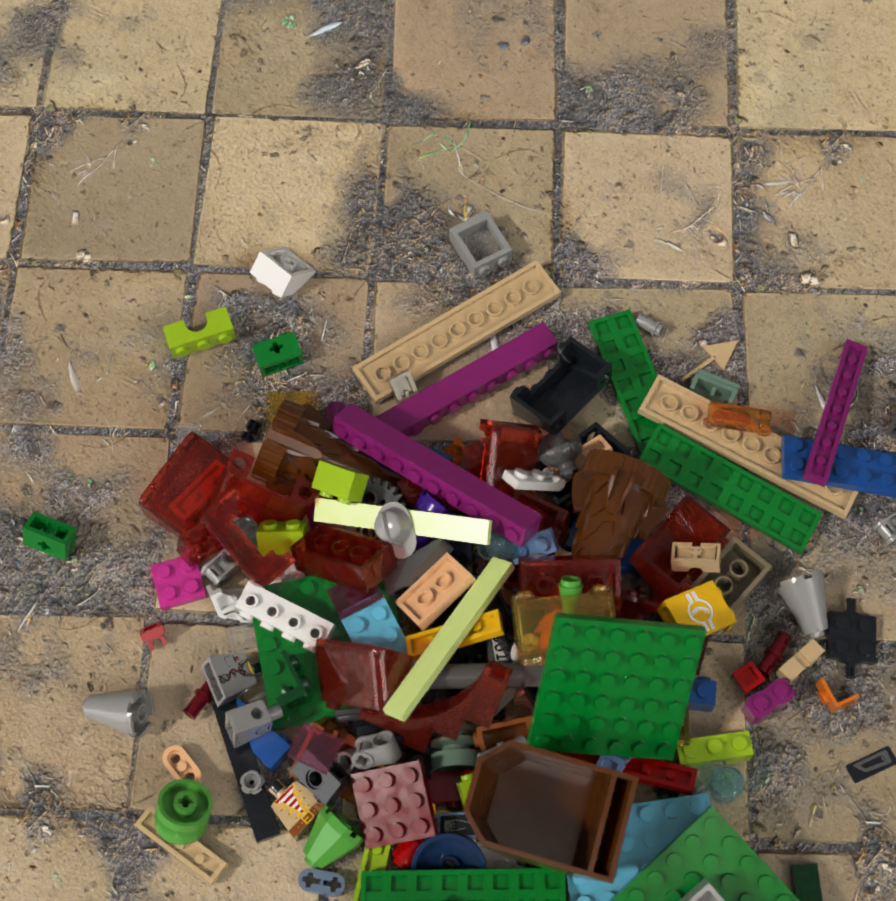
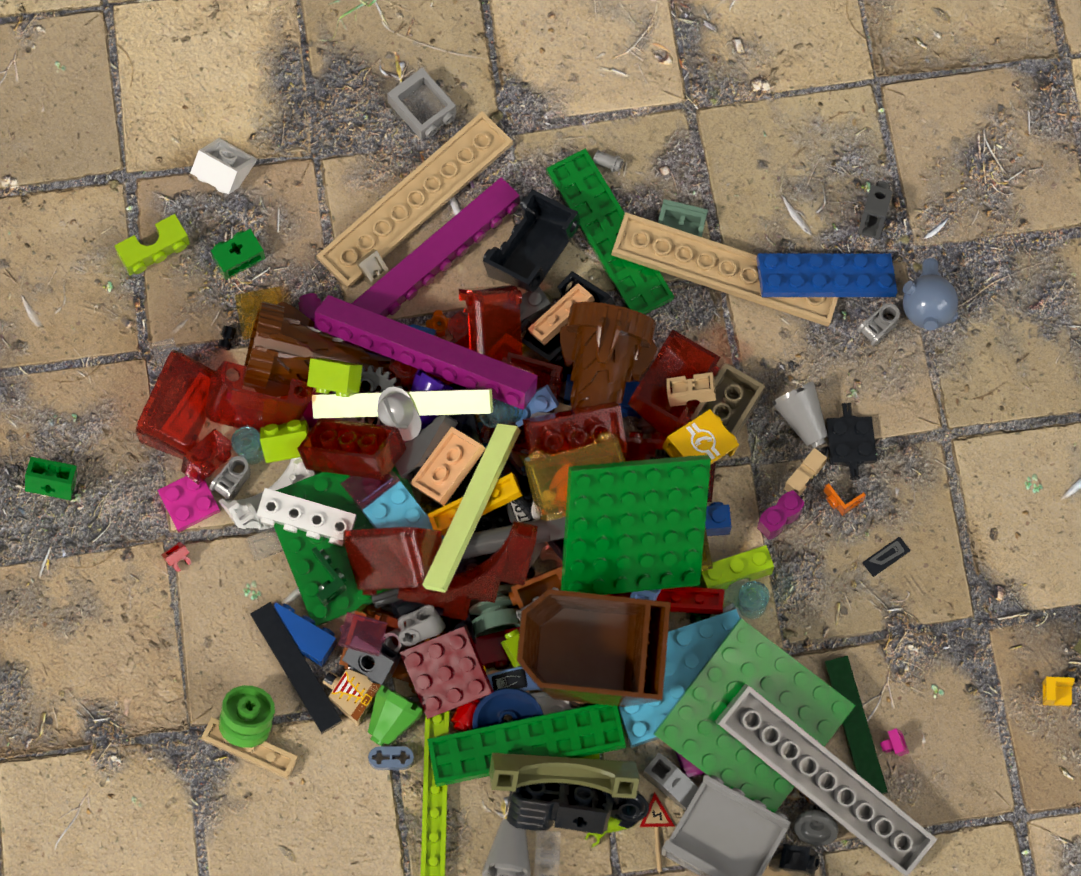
camera: 15 degrees left, 5 degrees up
(121, 710) = (162, 634): light grey cone -> none
(184, 767) = (235, 677): light nougat plate -> none
(201, 698) = (239, 606): dark red pin -> none
(220, 525) = (225, 434): clear red windscreen -> none
(230, 676) = (262, 582): light grey torso -> none
(250, 721) = (294, 621): light grey torso -> none
(251, 775) = (305, 672): light grey plate -> none
(534, 479) = (522, 341): white plate -> none
(563, 458) = (547, 314): dark grey hair -> none
(570, 585) = (577, 438): bright green cone -> none
(718, 352) = (681, 178): tan piece -> none
(731, 489) = (713, 315): green plate -> none
(739, 418) = (711, 244): clear orange plate -> none
(748, 677) = (759, 495): red tile -> none
(774, 653) = (779, 469): dark red pin -> none
(835, 413) = (804, 222): magenta plate -> none

